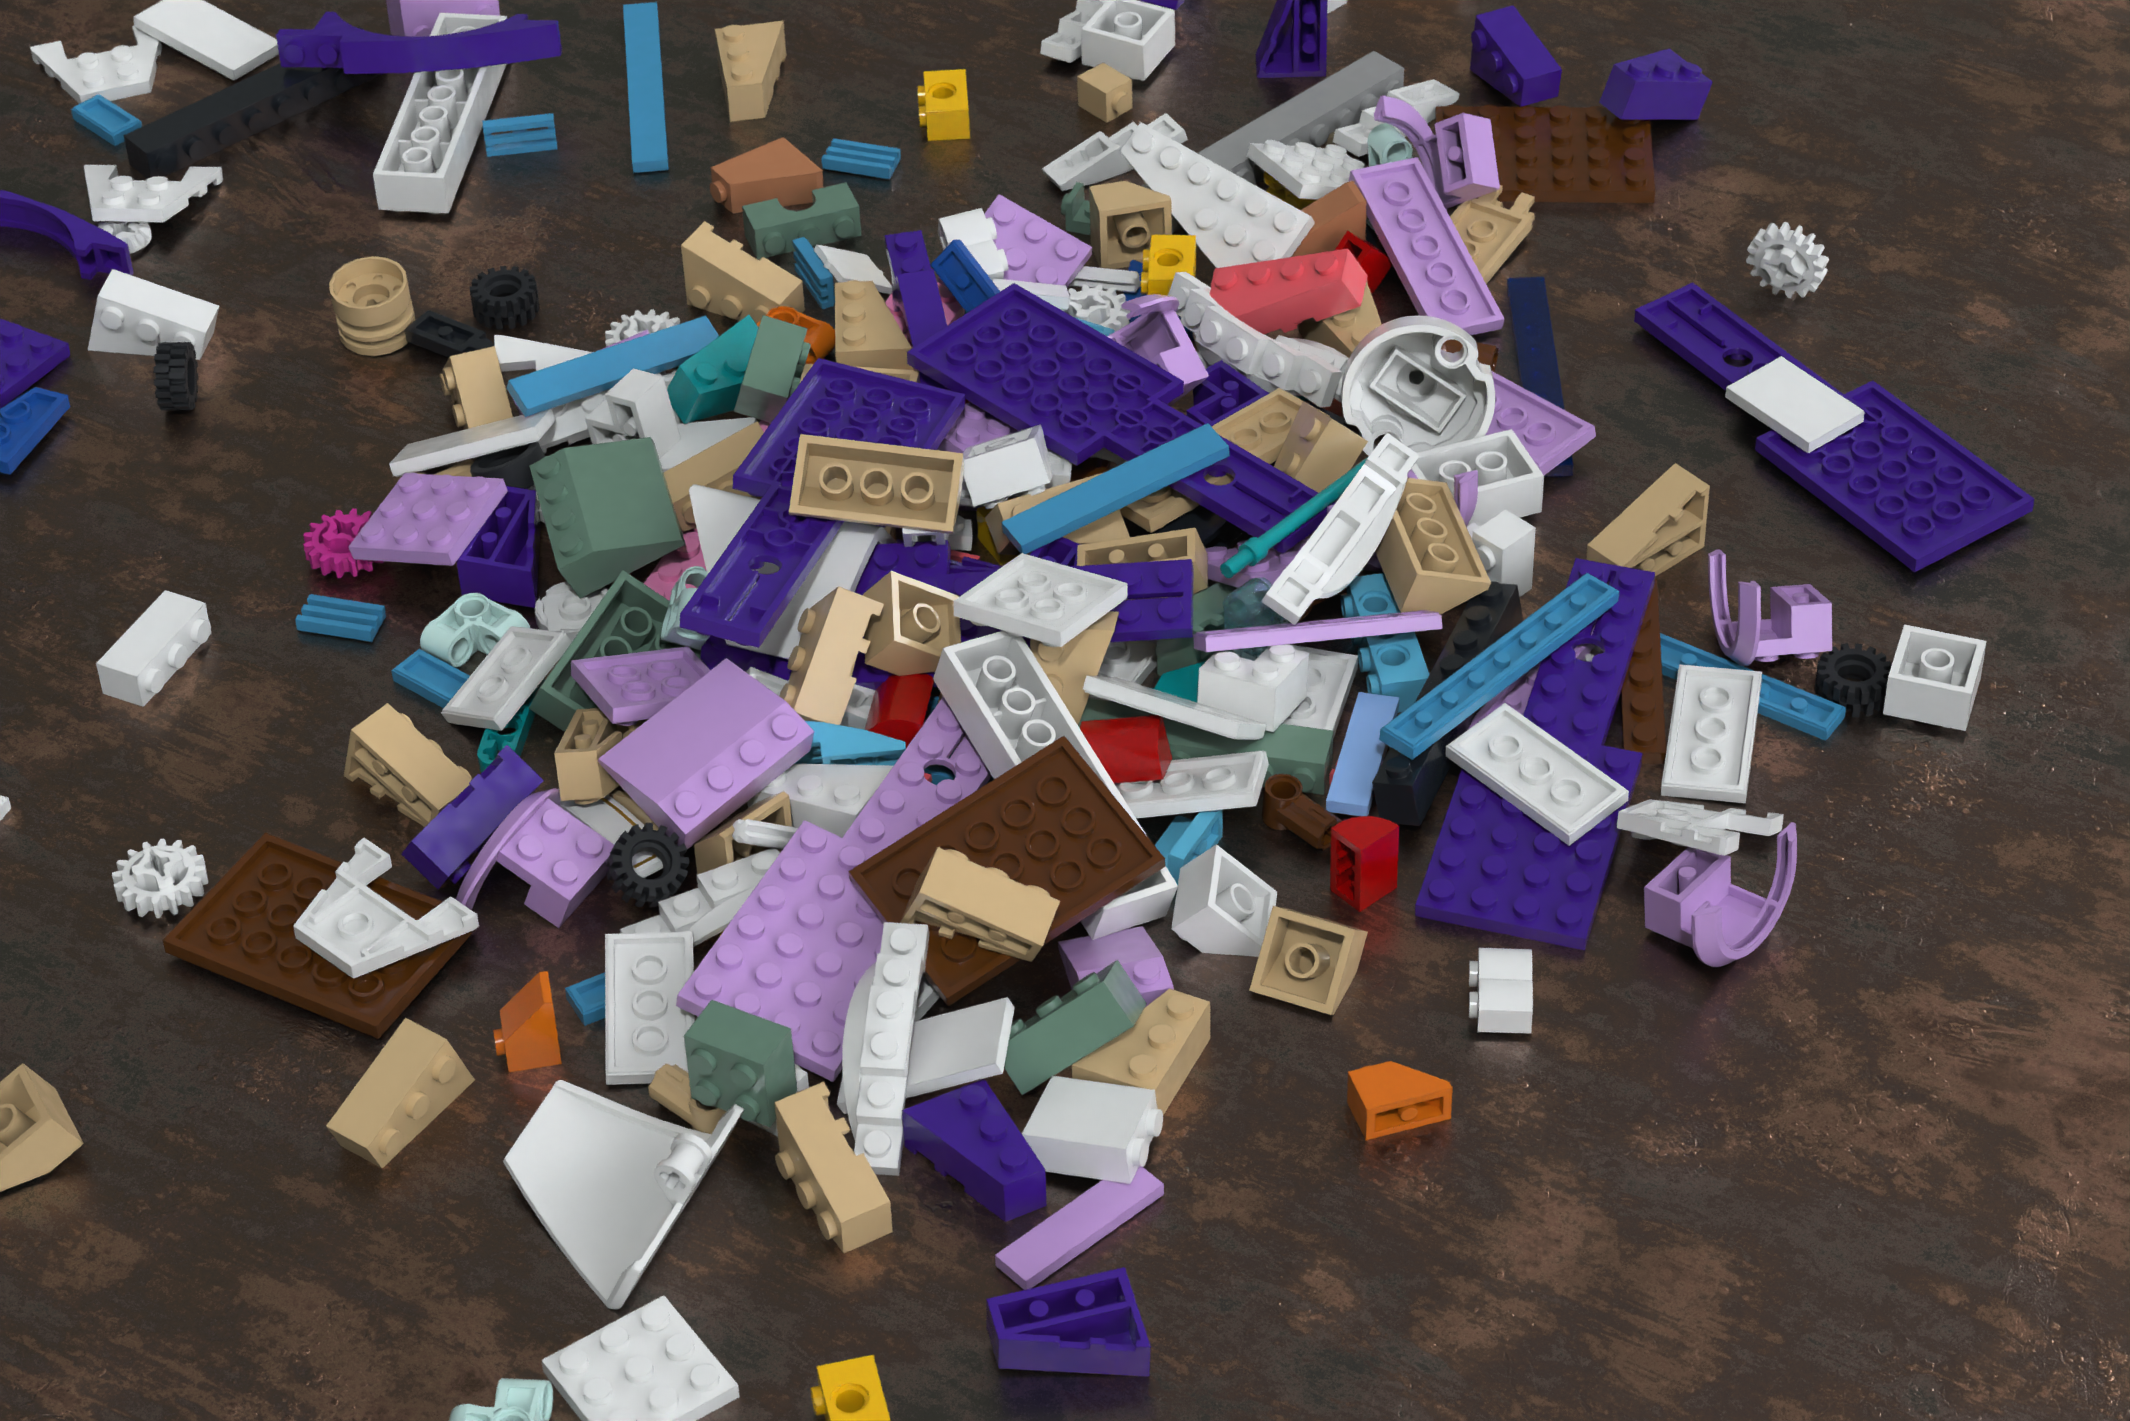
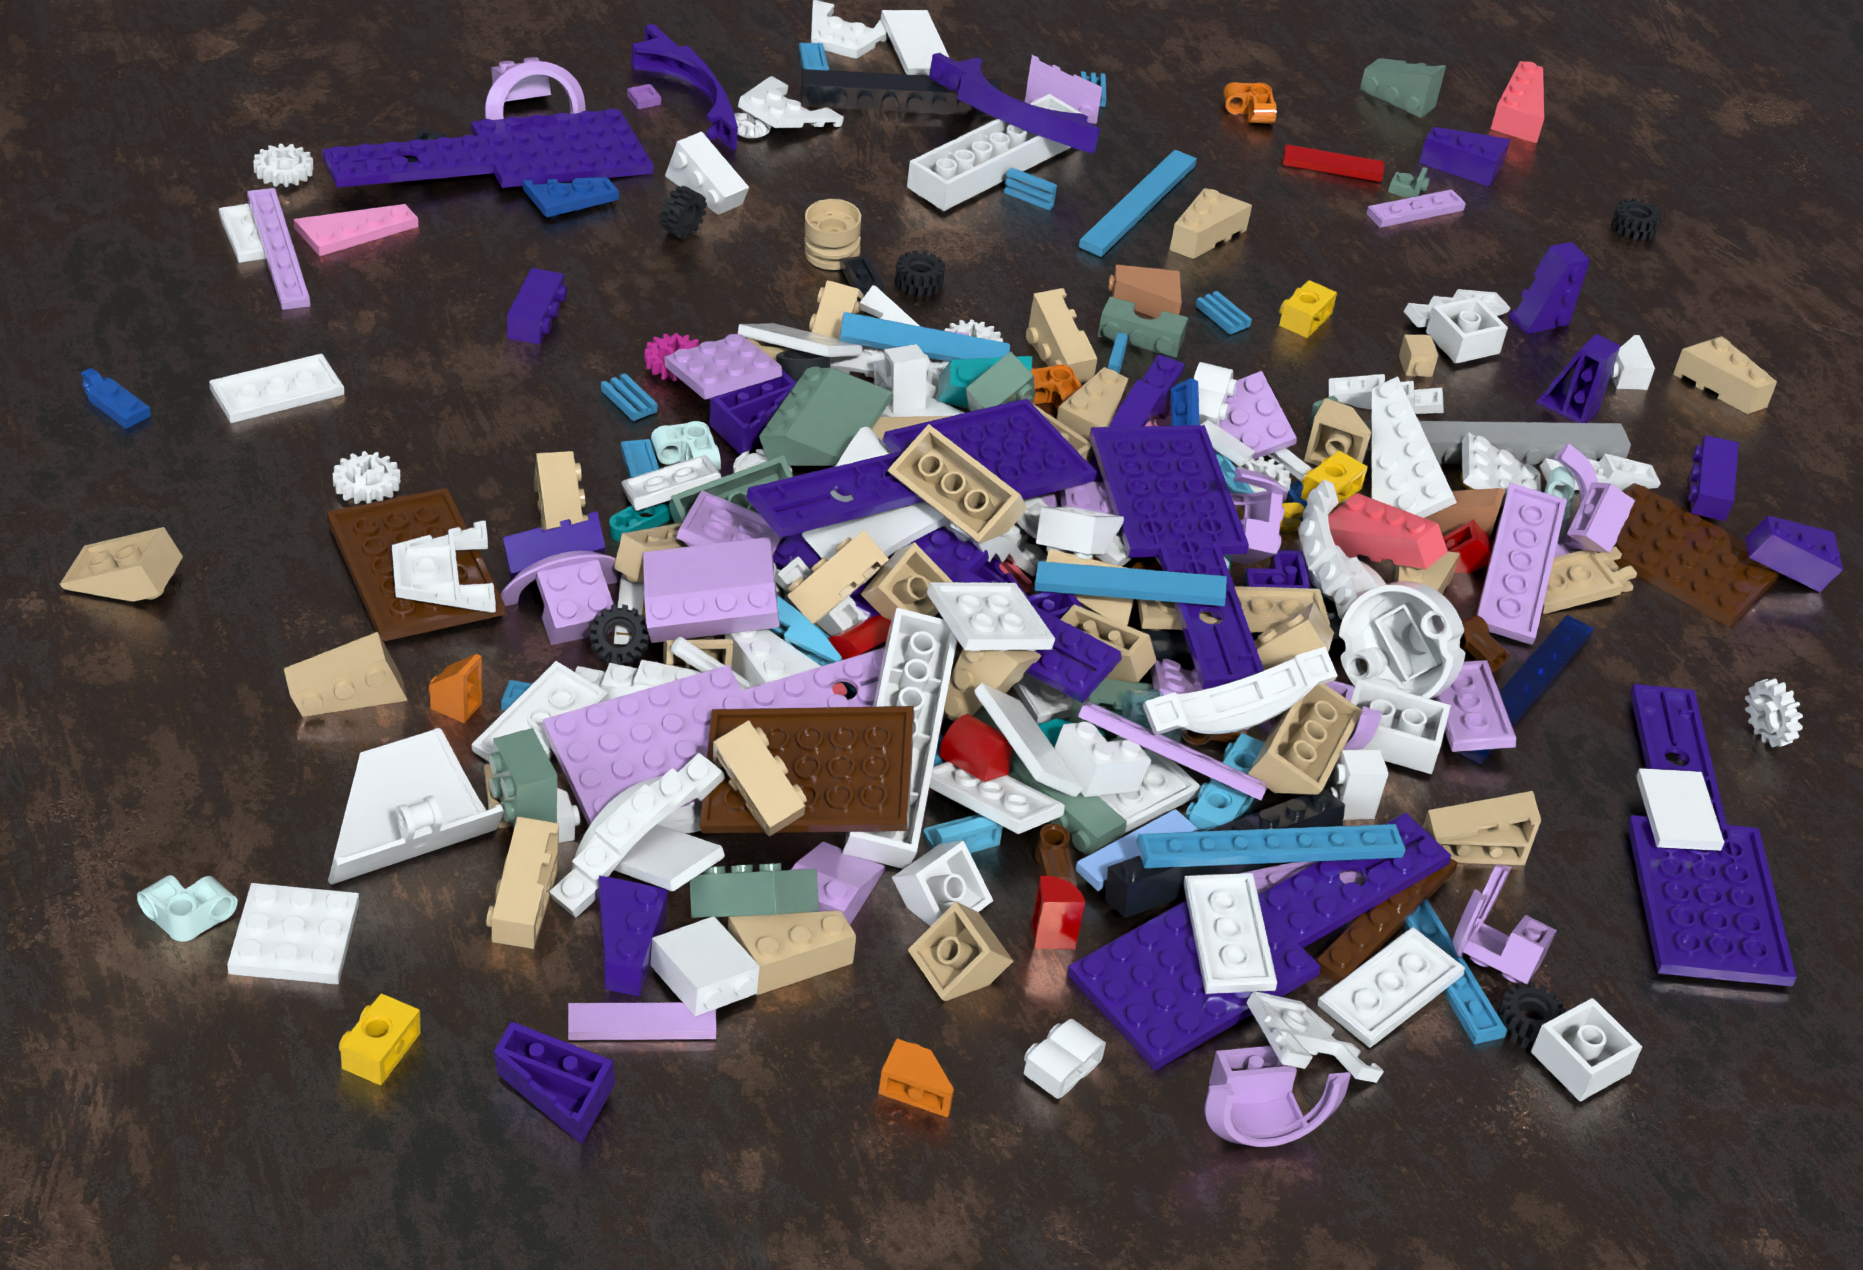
camera: 30 degrees right, 0 degrees up
(122, 573) = (536, 306): none -> dark purple brick
(154, 648) = (507, 352): white brick -> none
(852, 266) = (1133, 363): white piece -> none
(1256, 548) = (1177, 672): teal bar -> none

